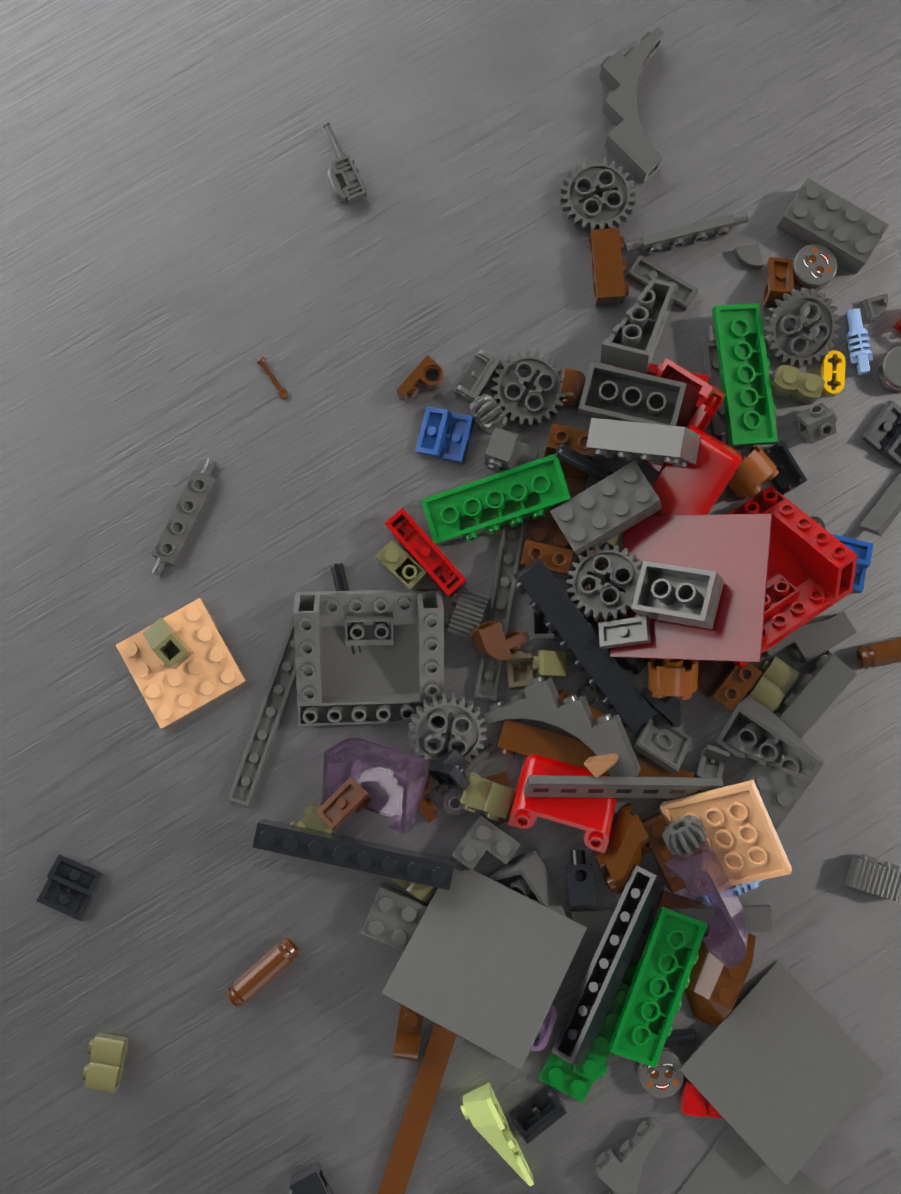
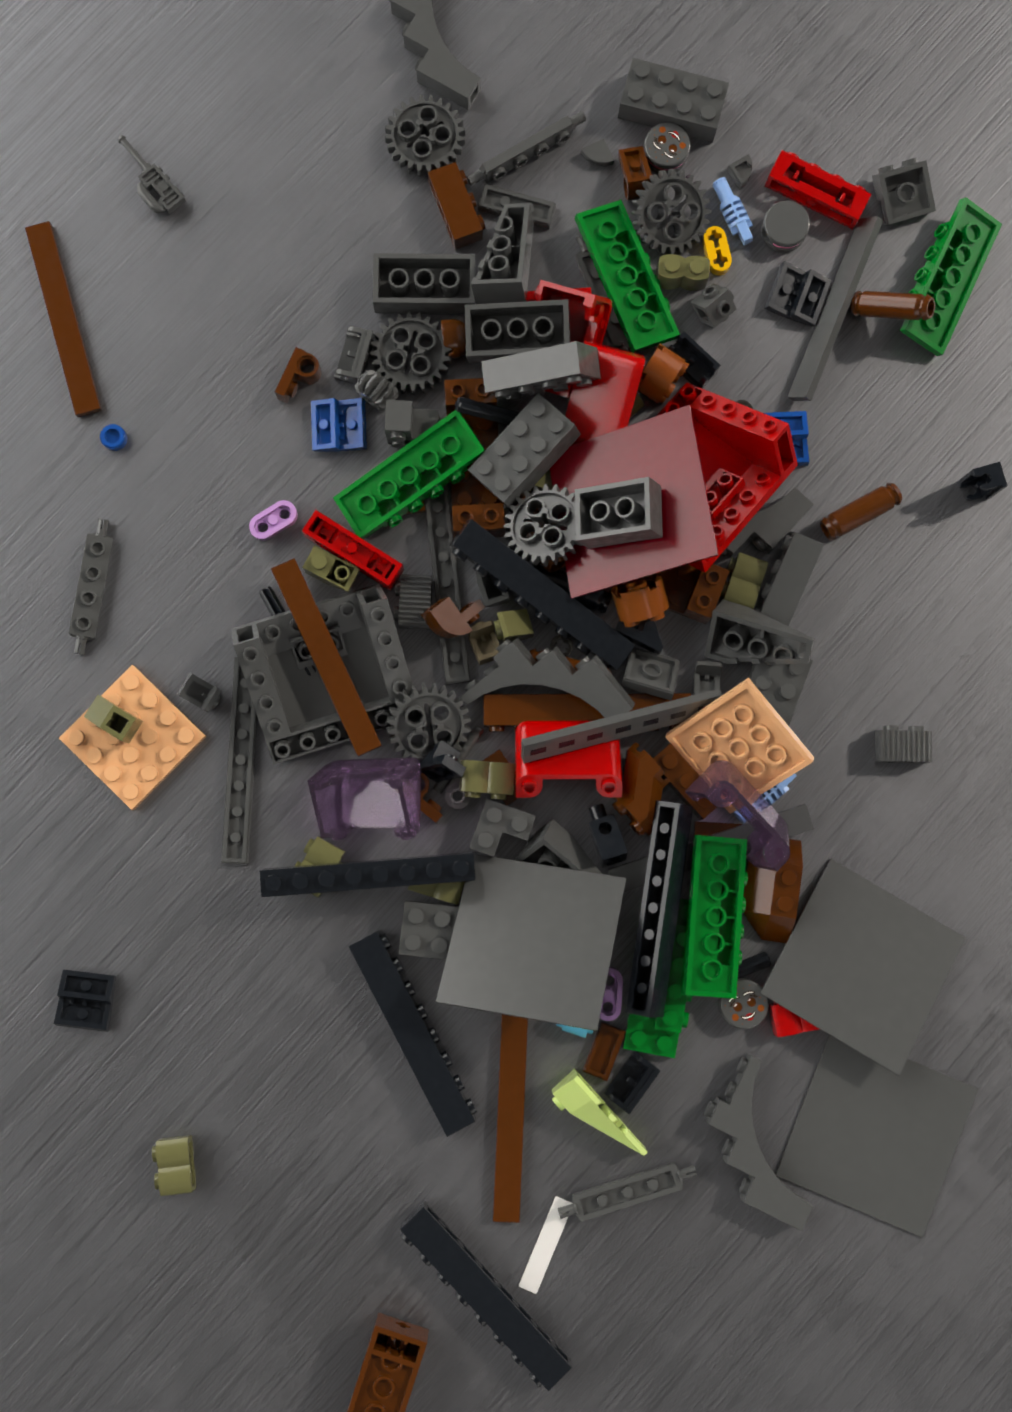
camera: 25 degrees left, 0 degrees up
(228, 271) = (63, 319): none -> reddish brown tile
(242, 389) = (113, 437): none -> blue tile
(251, 641) = (199, 693): none -> dark grey bracket
(263, 972) = (310, 1026): reddish brown axle -> none
(282, 392) = (157, 429): reddish brown hinge -> none
(346, 800) = (344, 823): reddish brown plate -> none
(352, 1007) = (413, 1033): none -> black brick
(361, 503) = (272, 518): none -> lavender plate
(373, 644) = (326, 657): none -> reddish brown tile
(408, 1035) = (478, 1041): reddish brown plate -> none
(517, 1081) = (604, 1051): none -> reddish brown tile
(558, 329) = (422, 283): none -> dark grey brick
(600, 764) = (591, 708): medium nougat slope -> none
(624, 632) = (577, 569): plate -> none
(684, 835) = (697, 755): dark grey gear -> none

